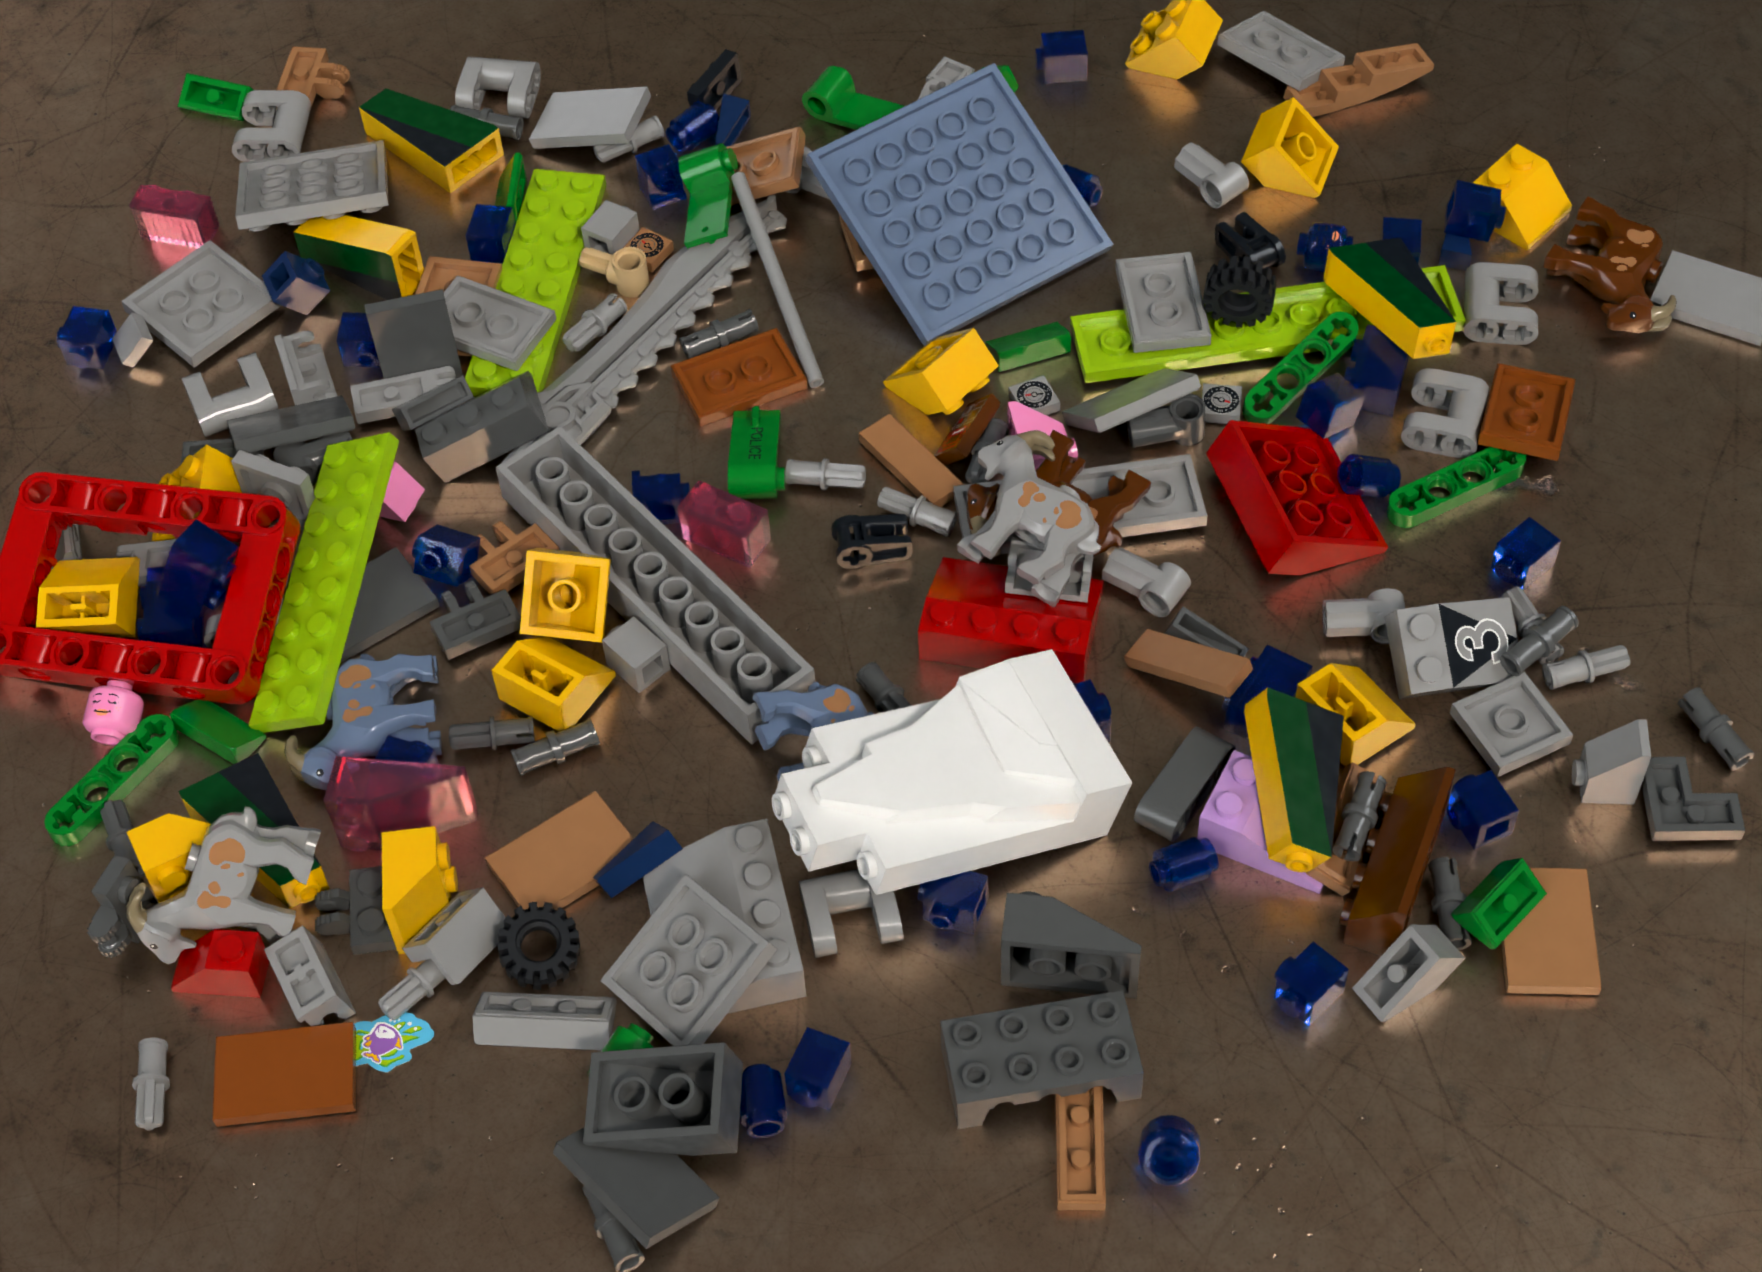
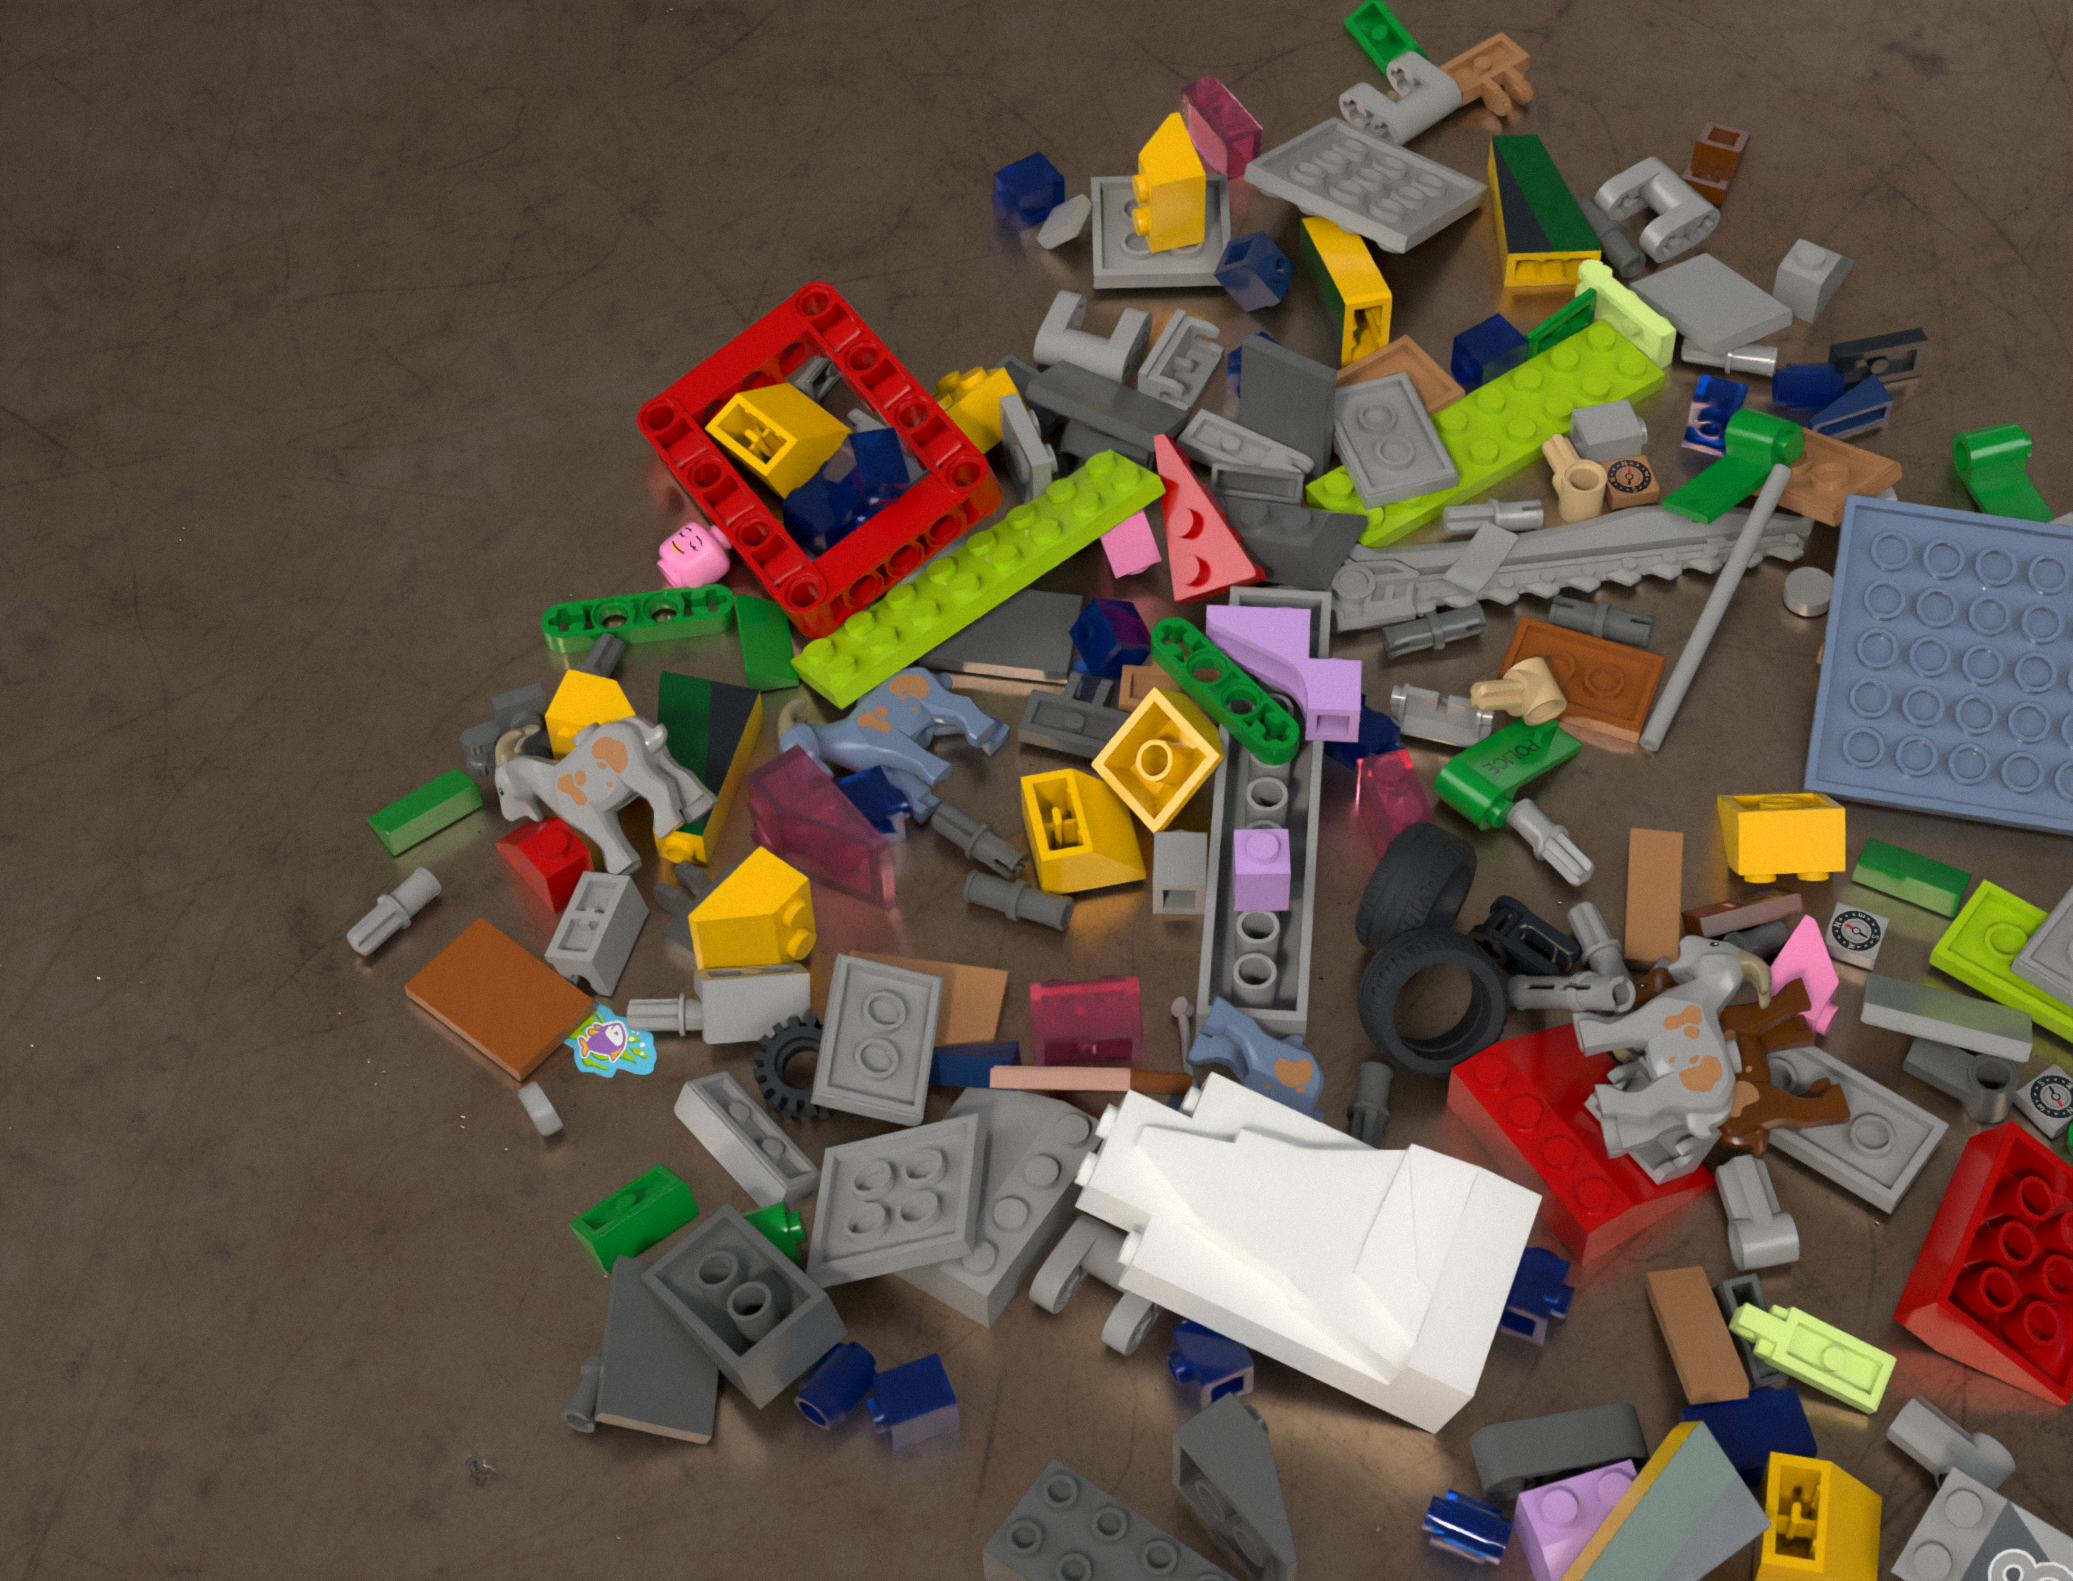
camera: 45 degrees right, 0 degrees up
(98, 1007) = (426, 810): none -> green slope
(199, 265) = (1170, 189): none -> yellow slope
(393, 1112) = (539, 1109): none -> light grey tile
(450, 456) = (1201, 544): none -> wing
(499, 36) = (1716, 160): none -> reddish brown slope
(523, 1122) = (635, 1216): none -> green slope
(545, 154) = (1627, 313): none -> yellowish green hinge
(563, 520) = (1230, 686): none -> green beam
(573, 887) = (877, 1040): none -> light grey tile
(575, 476) = (1276, 649): none -> lavender arch
(615, 348) = (1481, 557): none -> light grey sticker
(629, 64) = (1810, 278): none -> light grey slope
(630, 410) = (1433, 630): none -> dark grey pin
(675, 779) = (1086, 1021): none -> clear pink brick
(690, 455) = (1439, 719): none -> light grey hinge
(703, 603) = (1261, 869): none -> lavender brick
(720, 729) = (1183, 1009): none -> light grey hinge
(727, 401) = (1524, 691): none -> tan axle
(730, 801) = (1090, 1080): none -> tile
(795, 553) = (1416, 884): none -> black tyre
(812, 237) = (1808, 591): none -> light grey tile
(838, 609) = (1401, 960): none -> black tyre
(948, 530) = (1580, 993): none -> light grey pin
(1253, 622) = (1816, 1353): none -> yellowish green hinge

